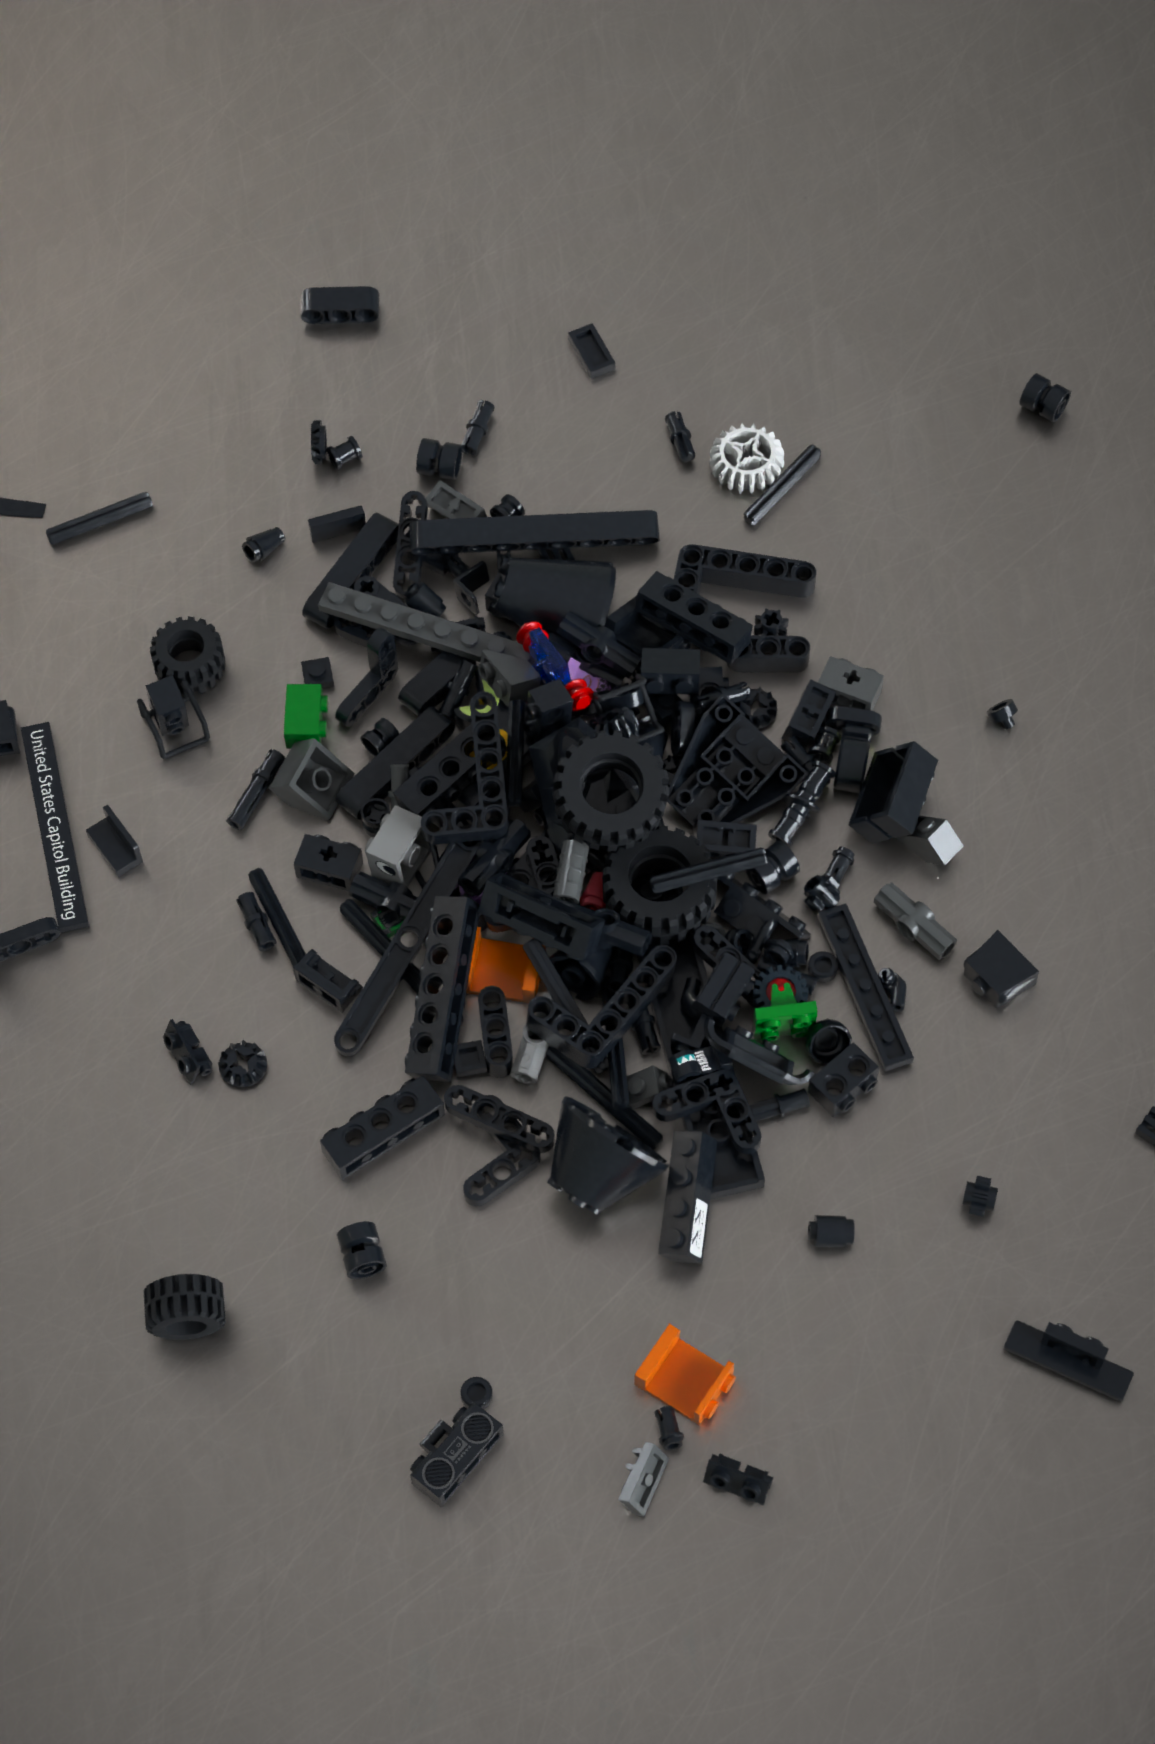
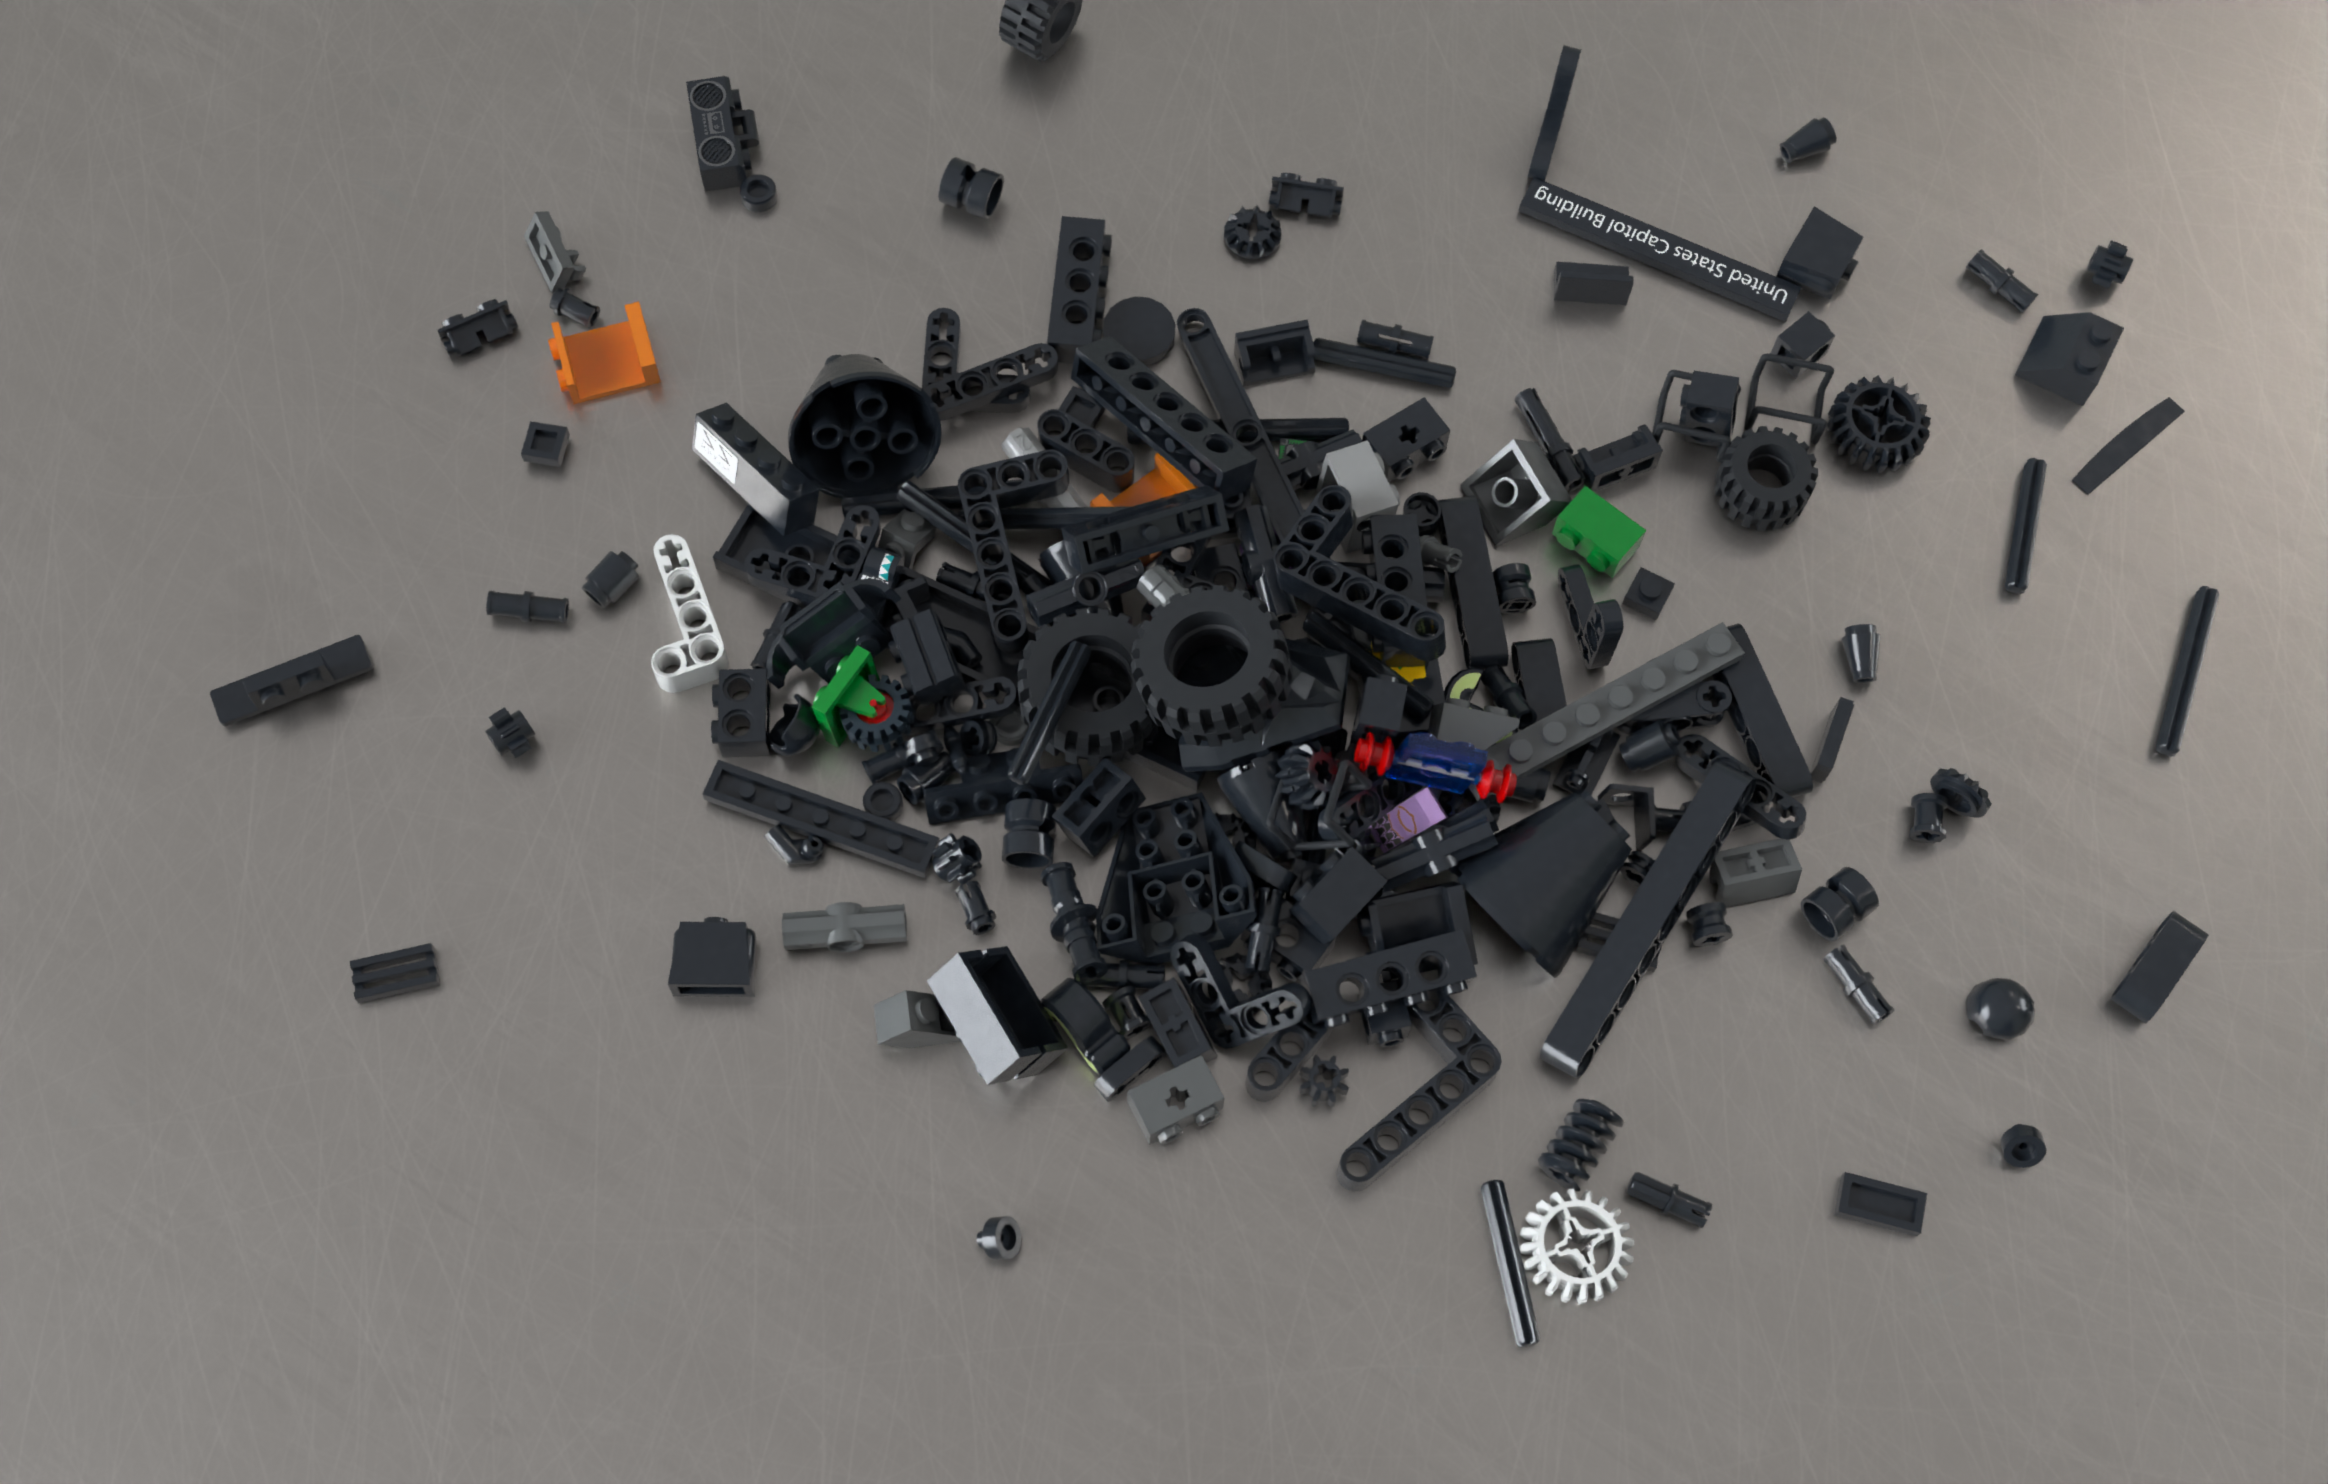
camera: 125 degrees right, 5 degrees up
(66, 699) = (1803, 340): none -> black brick
(78, 635) = (1856, 424): none -> black gear
(91, 675) = (1819, 423): none -> black piece
(132, 391) = (2187, 671): none -> black axle
(237, 744) = (1619, 459): none -> black hinge
(376, 1072) = (1141, 328): none -> black tile
(429, 361) = (2001, 1008): none -> black hair
(501, 307) = (2023, 1146): none -> black tile
(690, 489) = (1577, 1141): none -> black piece
(780, 1354) = (545, 444): none -> black plate
(782, 687) = (1235, 1013): none -> black beam
(810, 1168) = (687, 608): none -> white beam
(893, 1264) = (527, 606): none -> black pin

